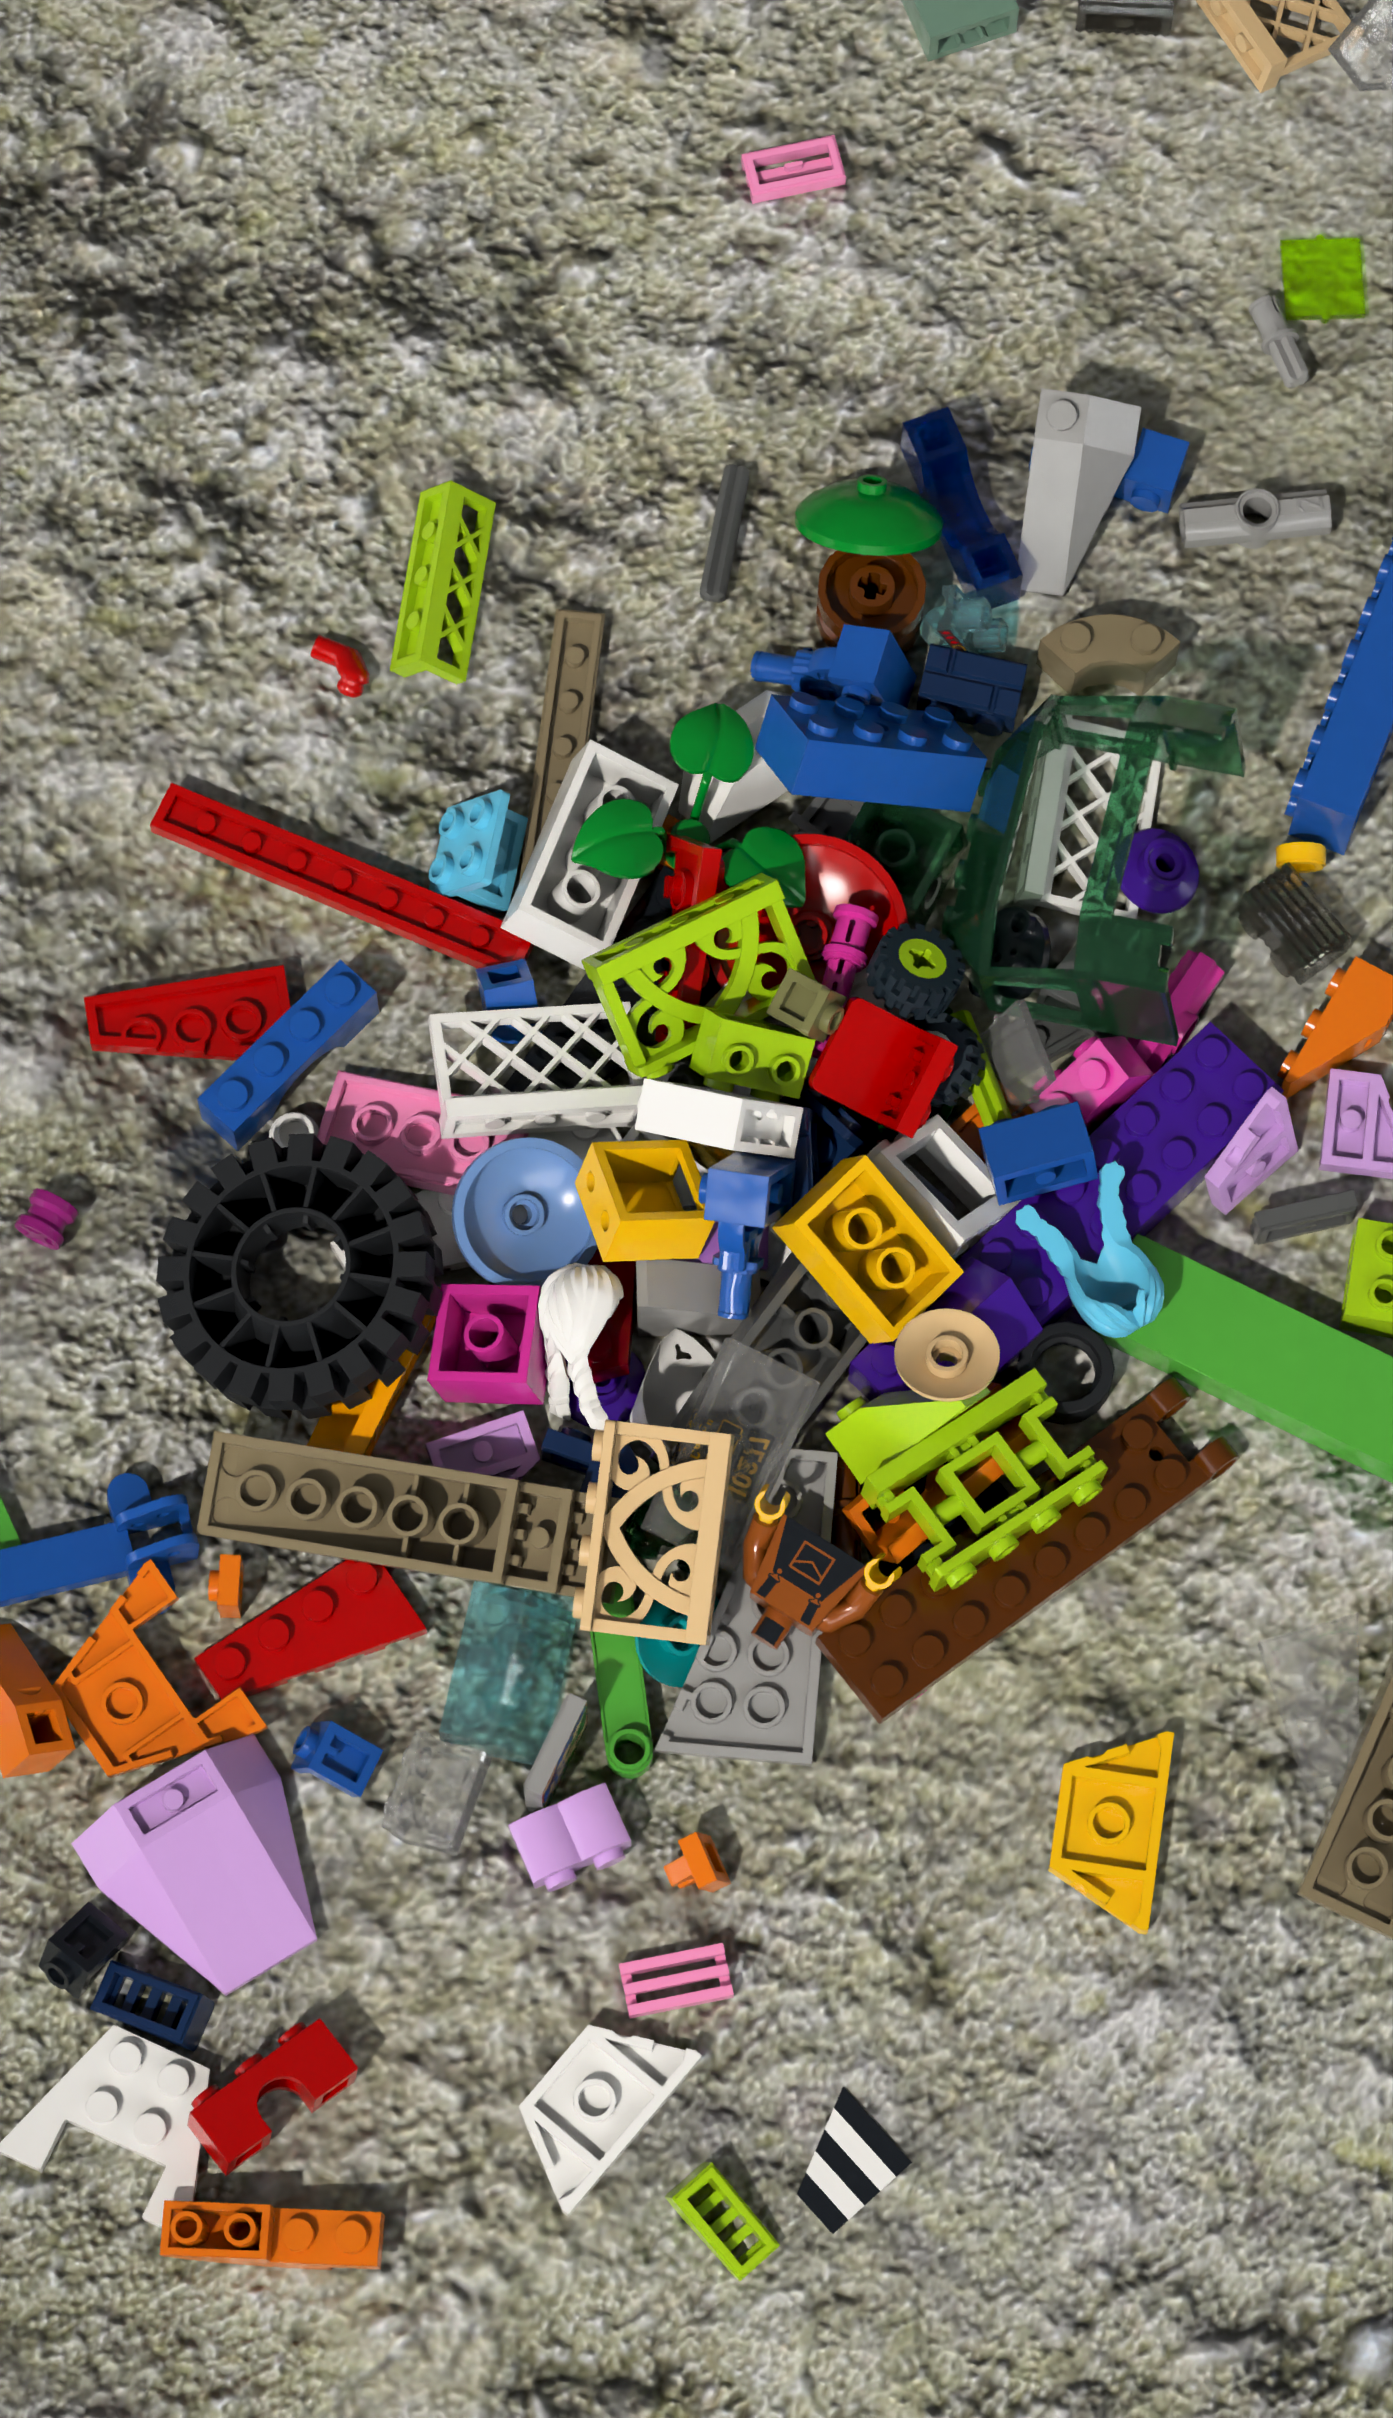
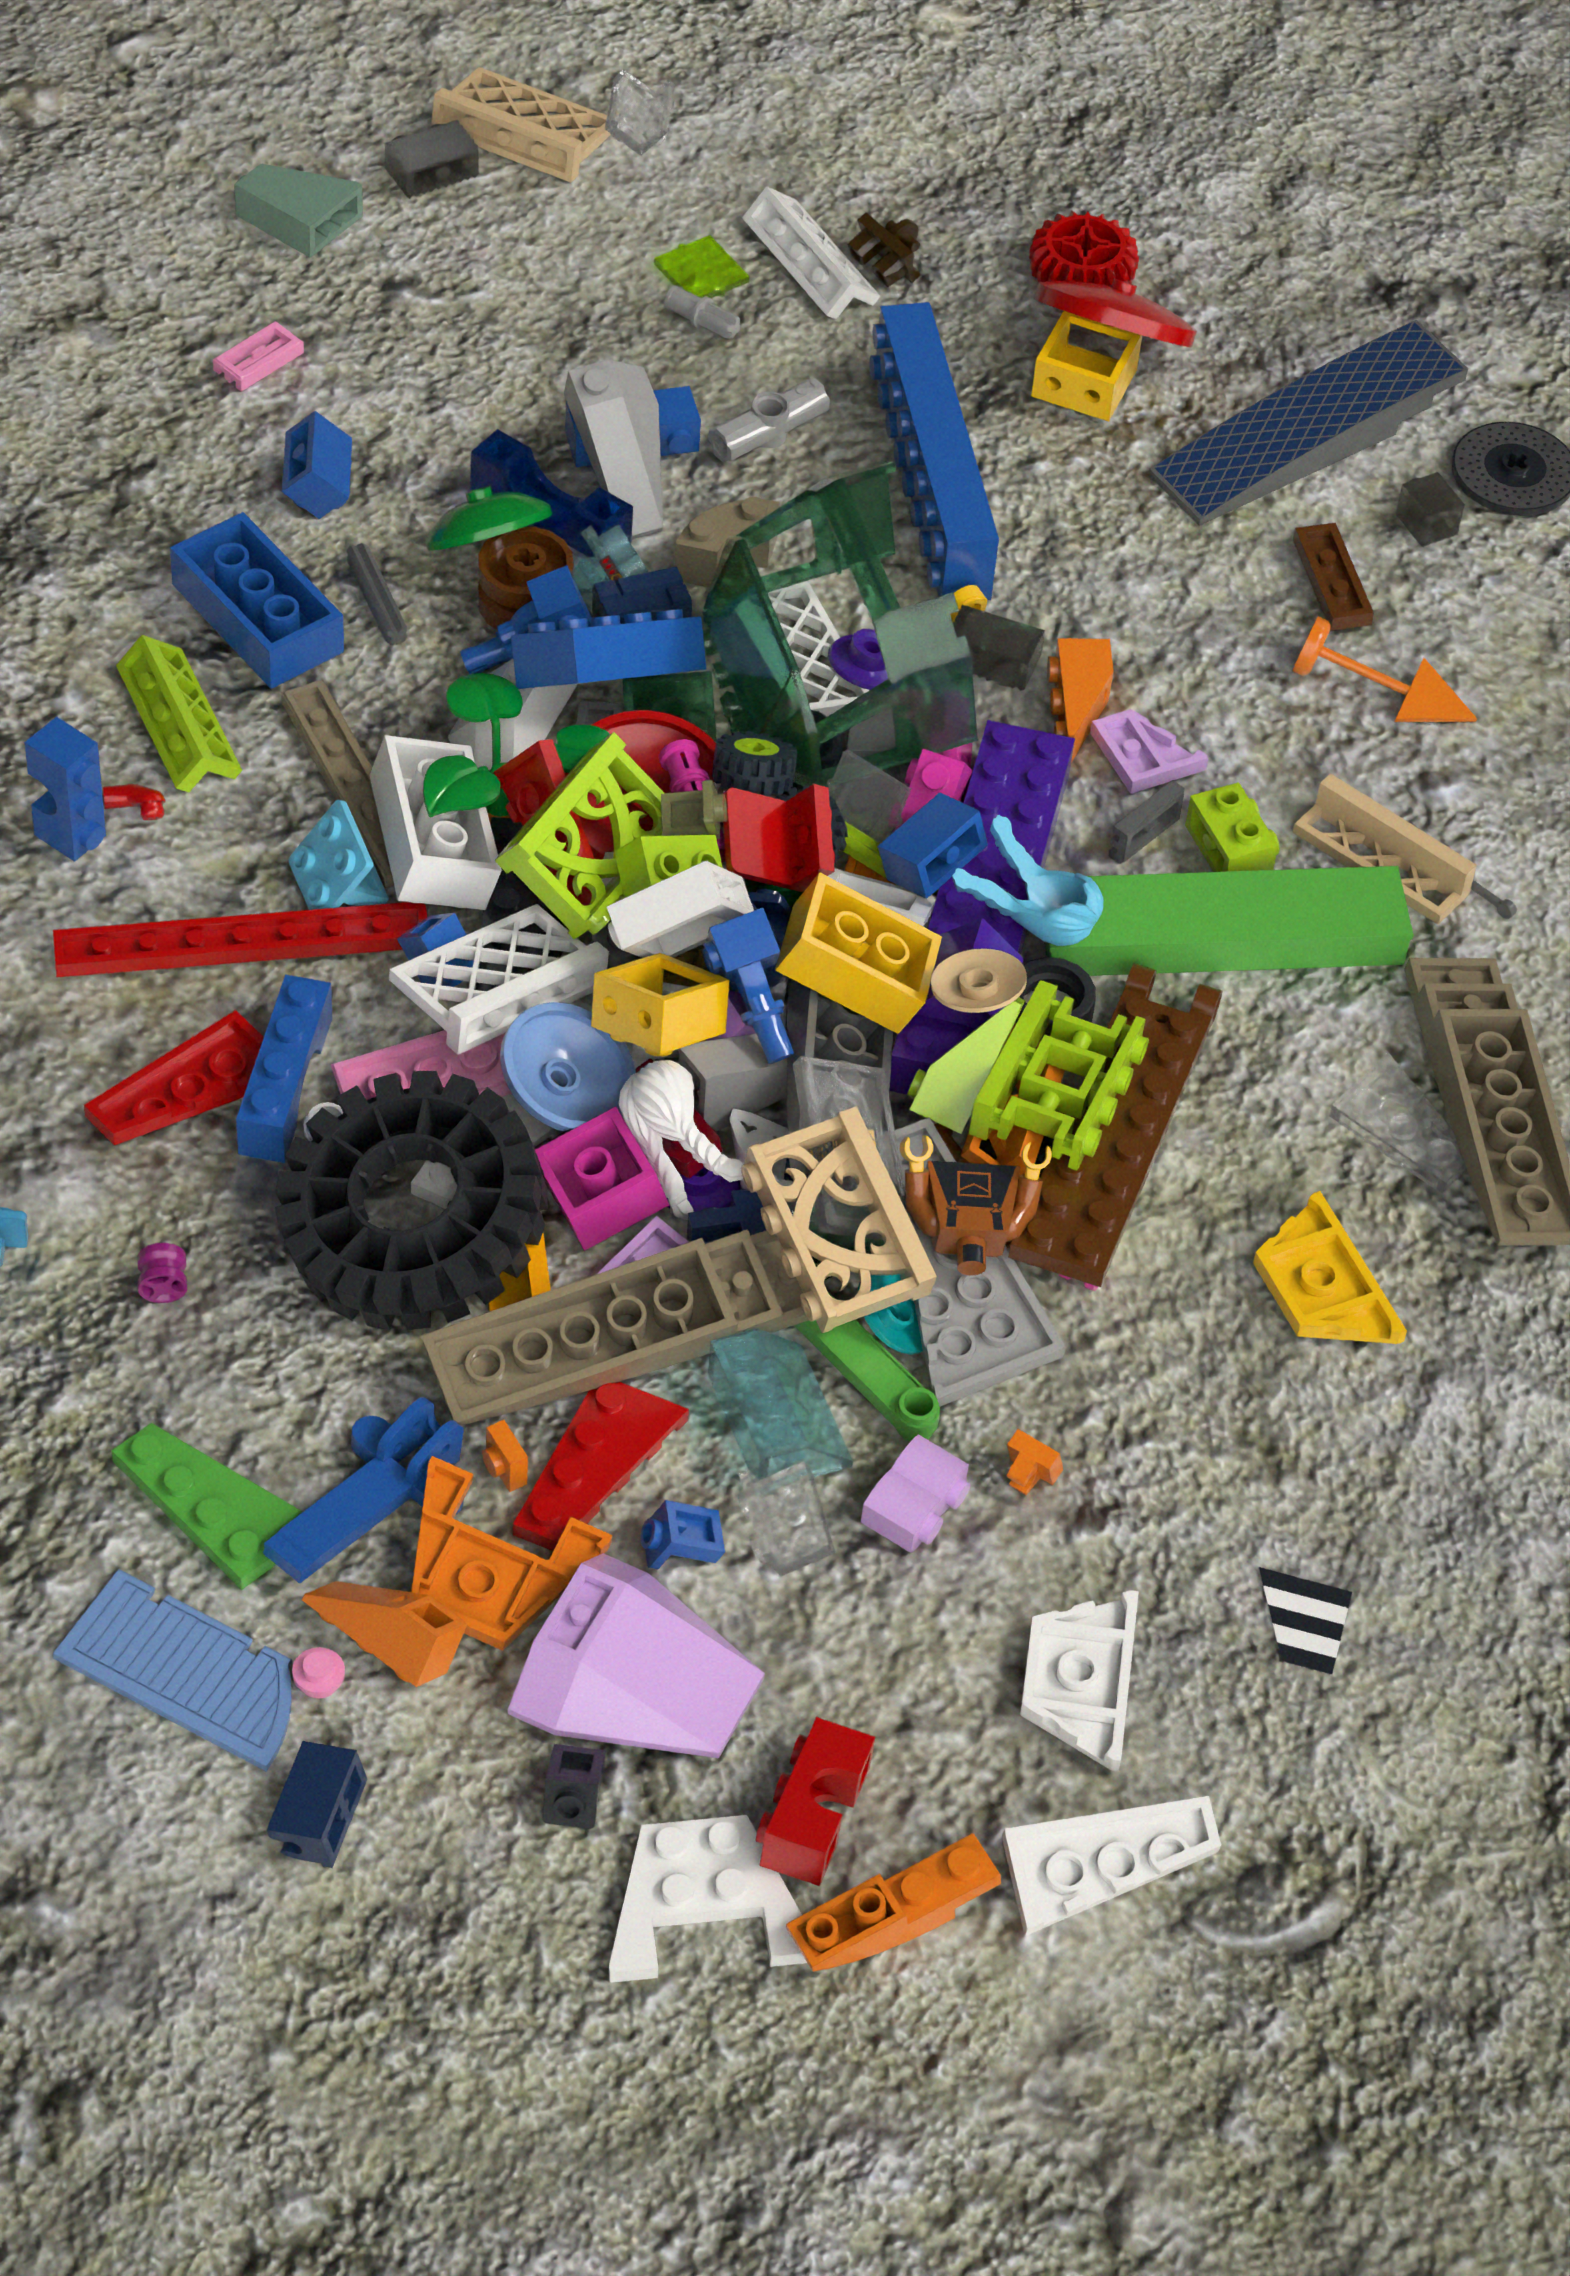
camera: 35 degrees left, 20 degrees down
(191, 2023) = (676, 1775): dark blue slope -> none
(259, 640) = (72, 808): none -> blue arch
(484, 2292) = (1096, 1857): none -> white wing
(556, 1753) = (865, 1429): light grey tile -> none
(591, 490) = (257, 600): none -> blue brick
(671, 1960) = (1099, 1532): bright pink tile -> none
(689, 2186) = (1219, 1715): lime slope -> none
(754, 350) = (317, 465): none -> blue brick
(1253, 1153) = (1081, 792): lavender wing -> none

